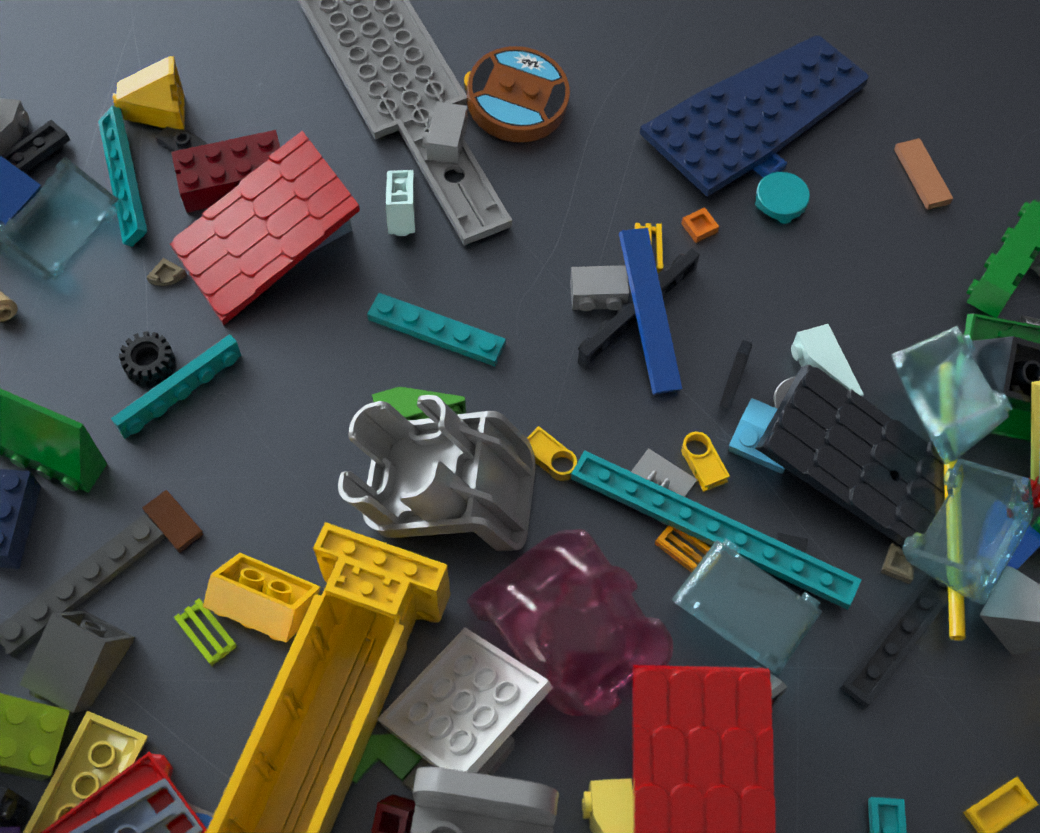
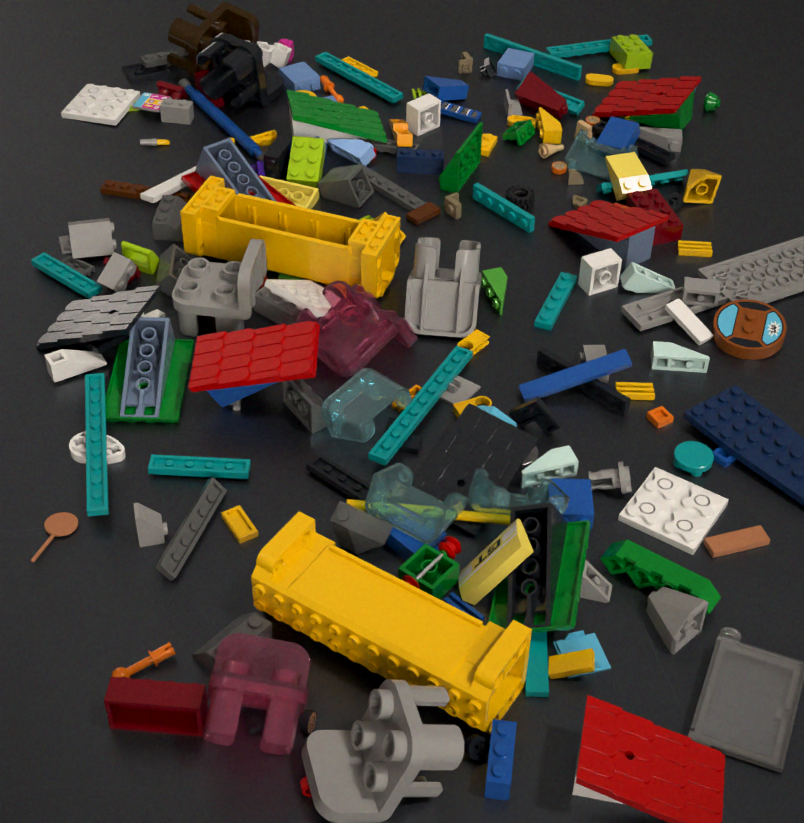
camera: 90 degrees right, 20 degrees down
(54, 293) = (559, 167): none -> tile
(95, 272) = (574, 178): none -> dark tan tile
(133, 184) = (627, 174): none -> light yellow slope
(164, 469) = (452, 205): none -> dark tan bracket
(311, 116) = (694, 248): none -> yellow tile
(389, 255) = (599, 271): none -> white brick
(501, 160) = (689, 321): none -> white tile
(579, 191) = (677, 358): none -> light aqua slope
(846, 283) = (620, 478): none -> light grey piece
(878, 233) = (673, 510): none -> white piece
(885, 334) = (581, 500): none -> blue brick

